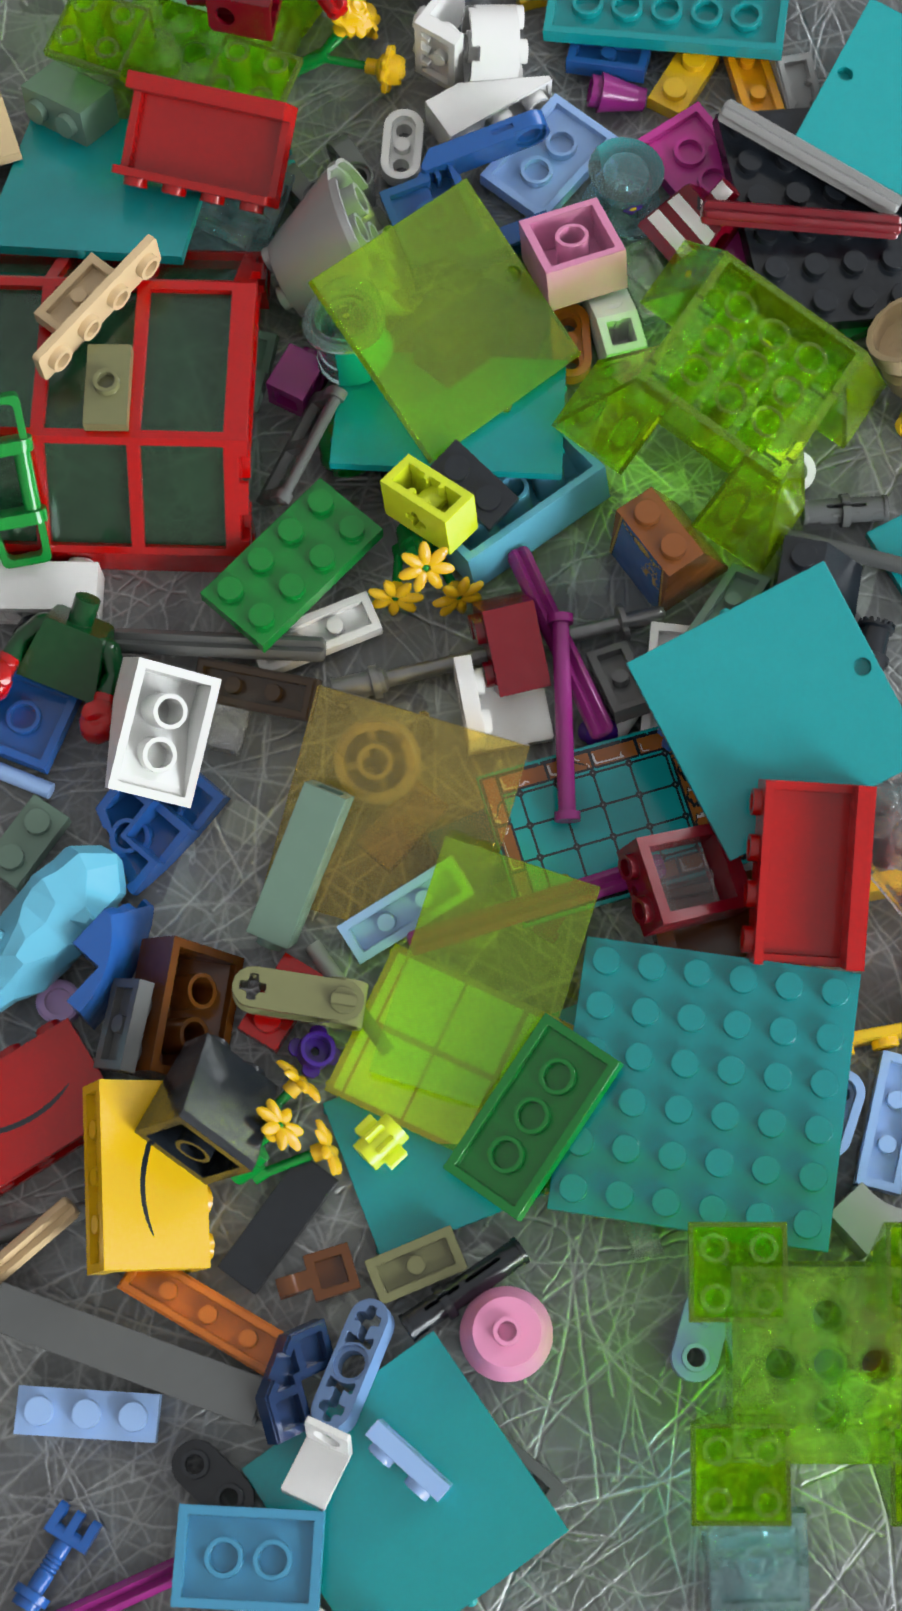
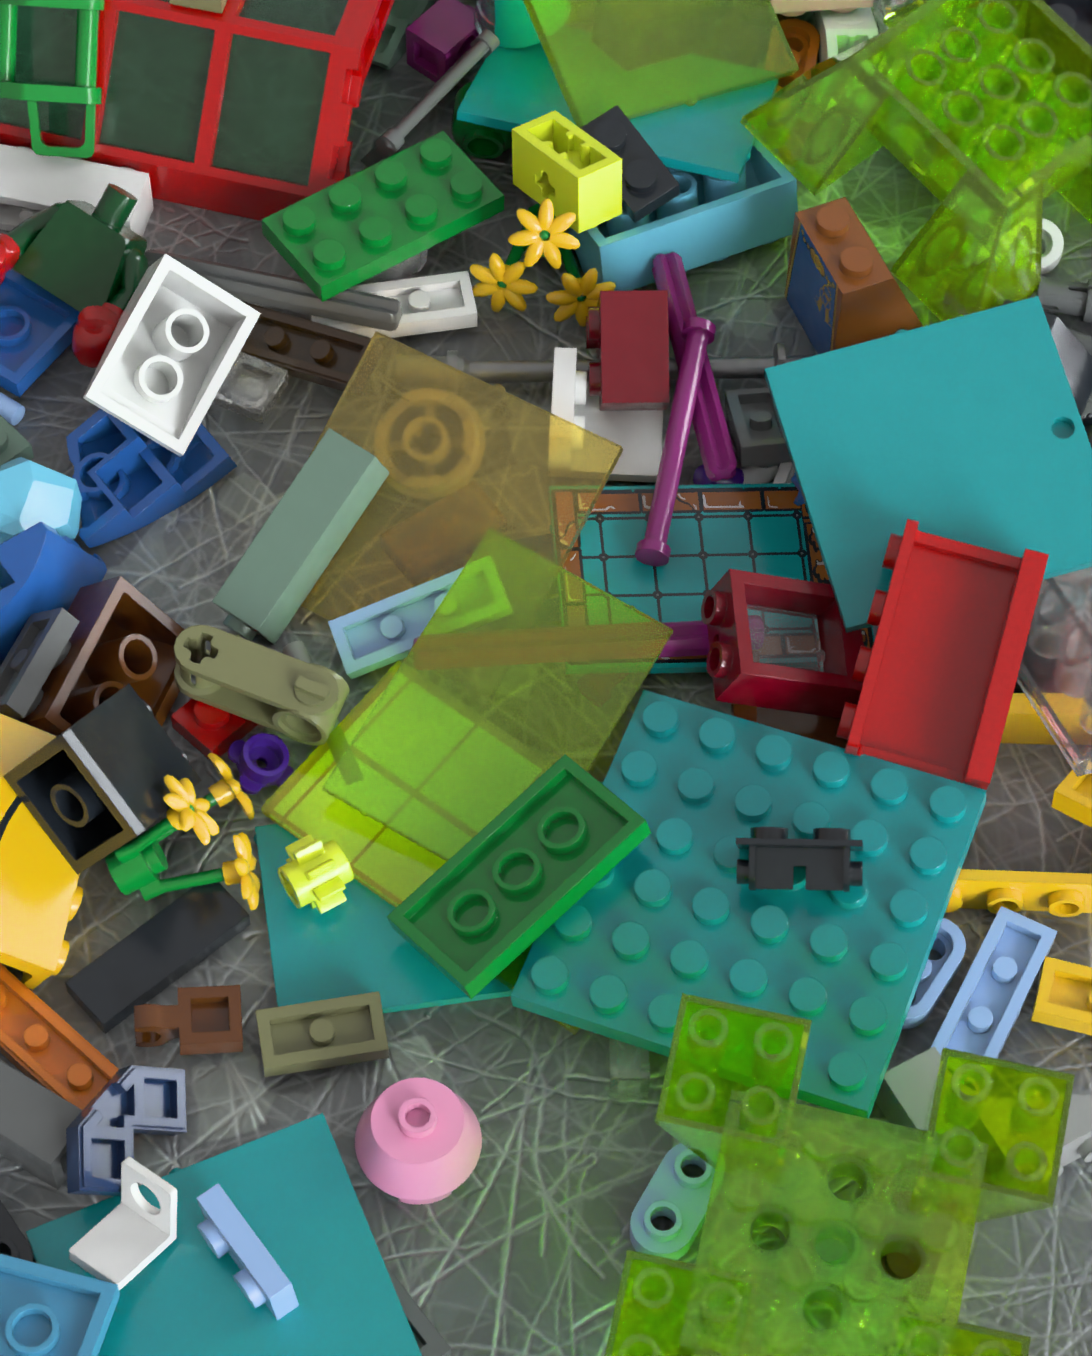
camera: 10 degrees right, 15 degrees down
(378, 1338) = (233, 1100): medium blue beam -> none
(463, 1289) = (362, 1081): black pin -> none
(755, 1059) = (775, 856): none -> black hinge

